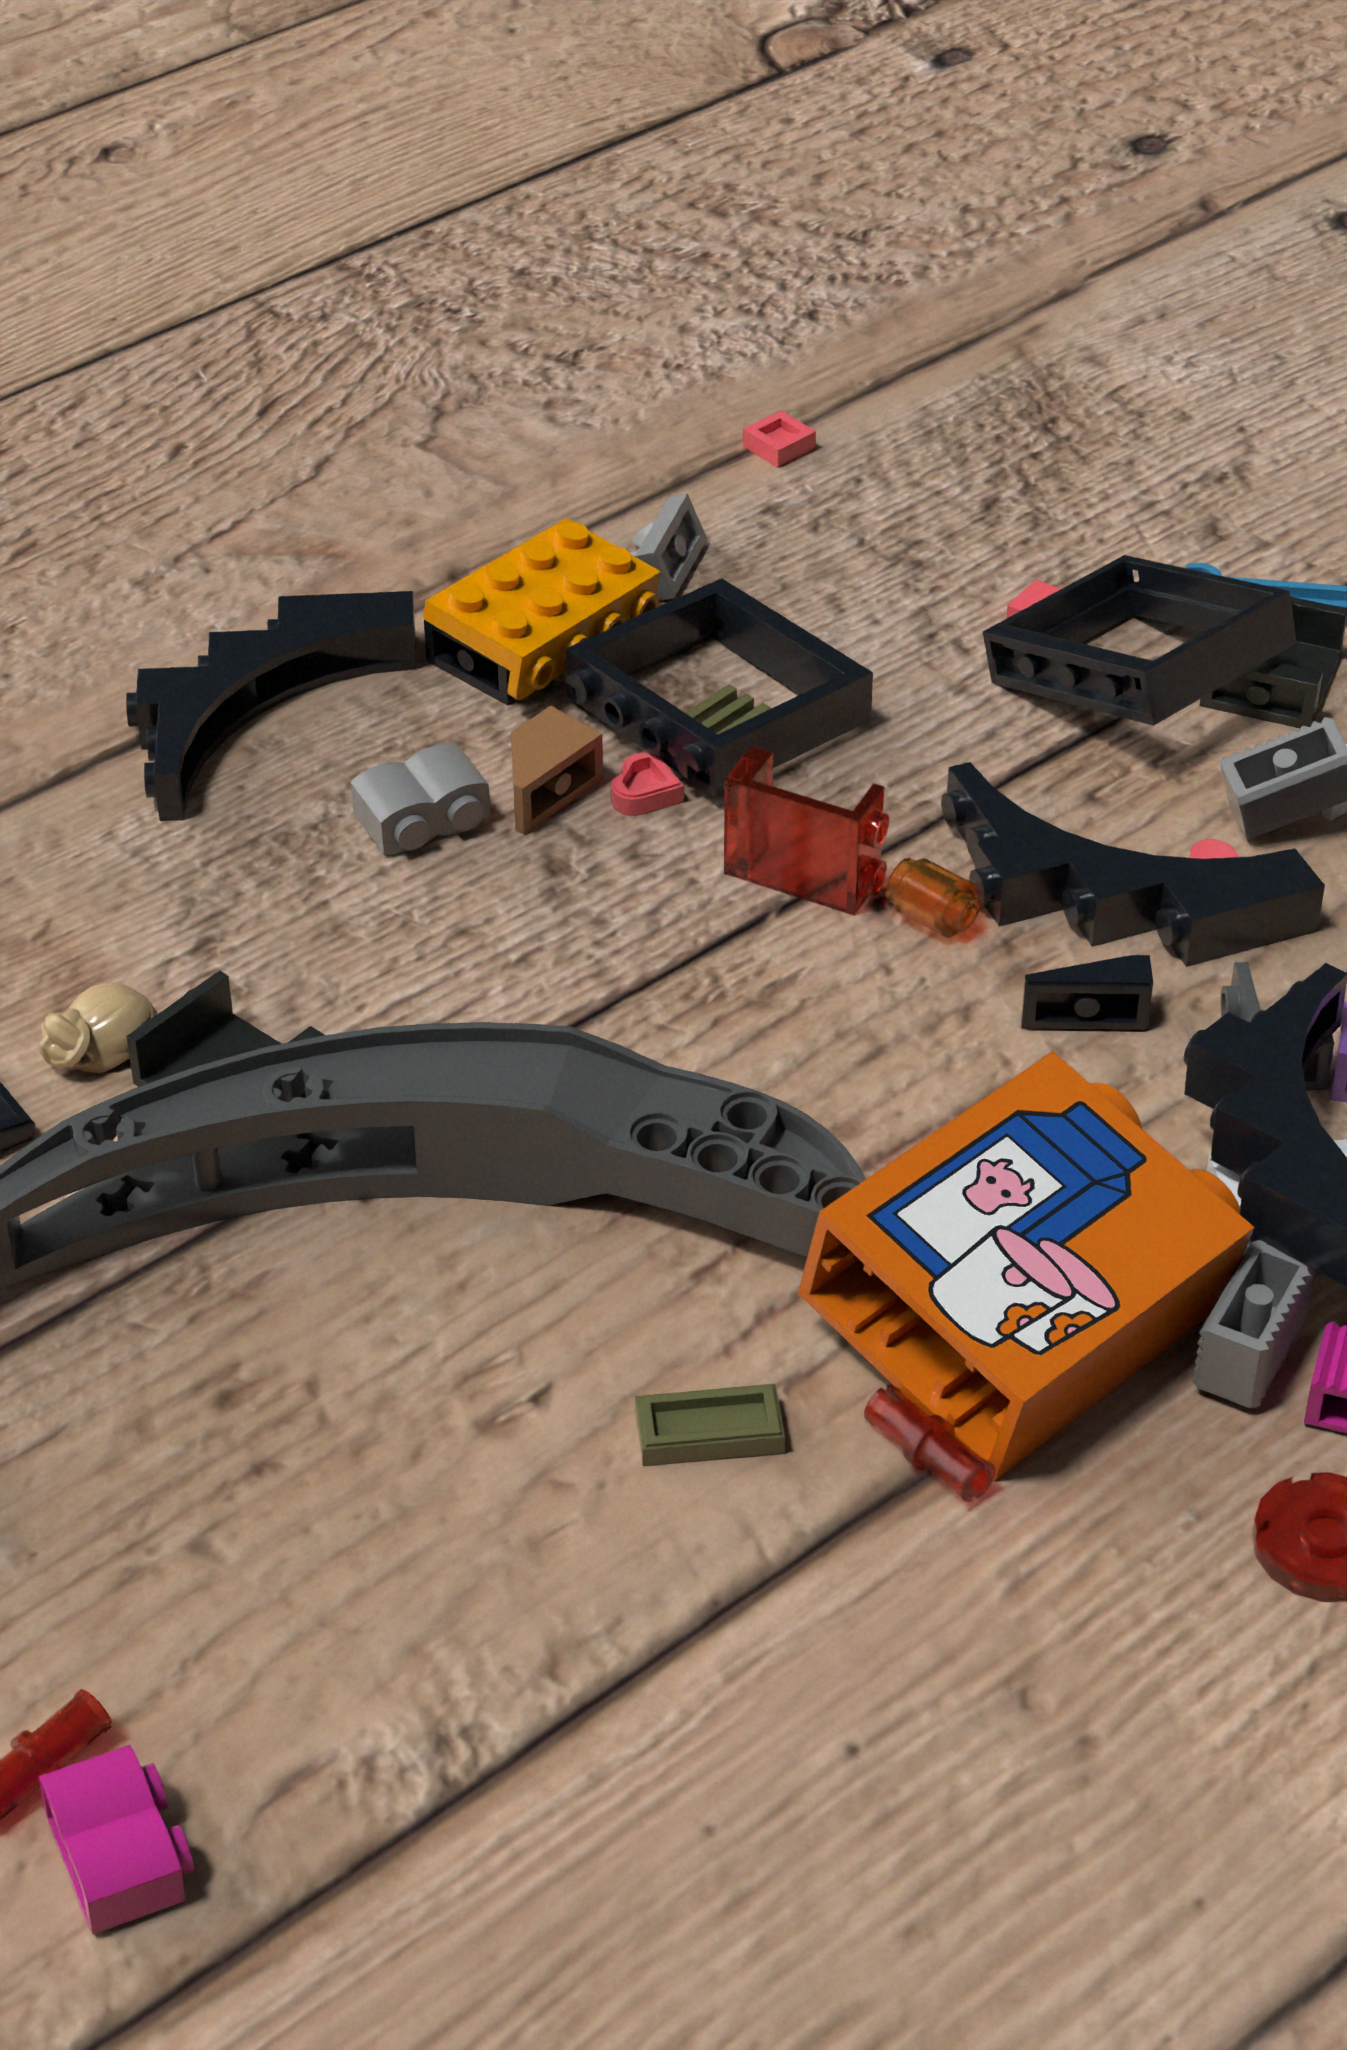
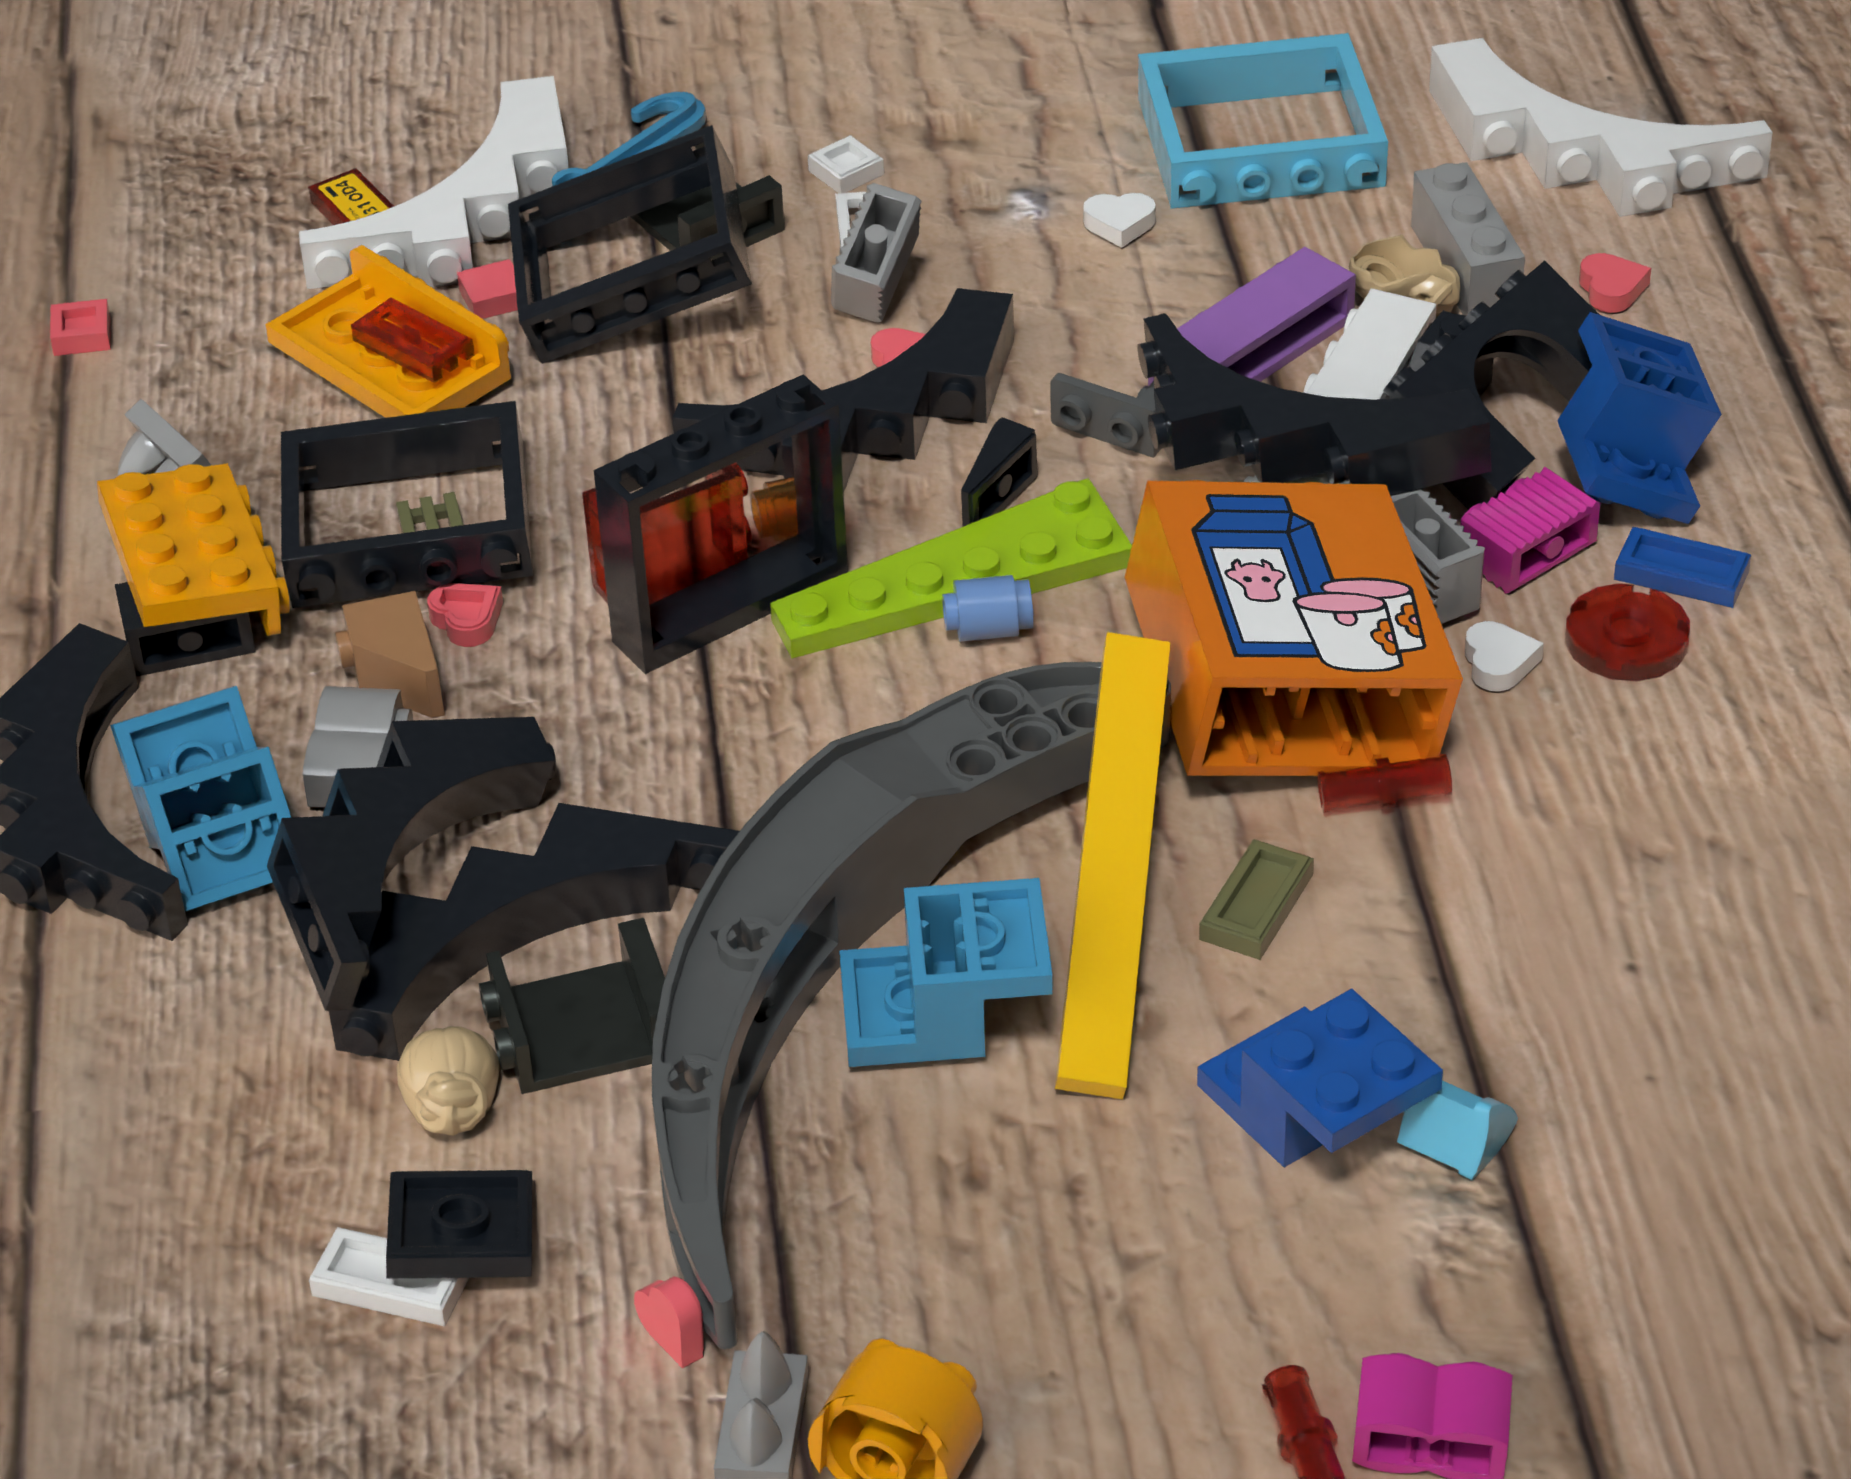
camera: 55 degrees left, 0 degrees up
(220, 838) = (424, 782): none -> black arch
(275, 752) = (204, 794): none -> dark azure bracket
(286, 957) = (584, 871): none -> black arch
(404, 1244) = (958, 951): none -> dark azure bracket
(467, 1559) = (1319, 1078): none -> blue bracket
(499, 1711) = (1458, 1128): none -> medium azure tile
(614, 1290) = (1113, 868): none -> yellow tile
(777, 912) = (748, 587): none -> black window
(907, 591) = (322, 340): none -> light orange bracket
(908, 613) = (405, 343): none -> clear red tile
(916, 1071) = (988, 608): none -> medium blue brick
(946, 1029) = (1044, 540): none -> lime wing
(1062, 498) = (347, 197): none -> tile
(1068, 541) = (435, 229): none -> white arch
(1195, 1452) = (1500, 655): none -> white tile

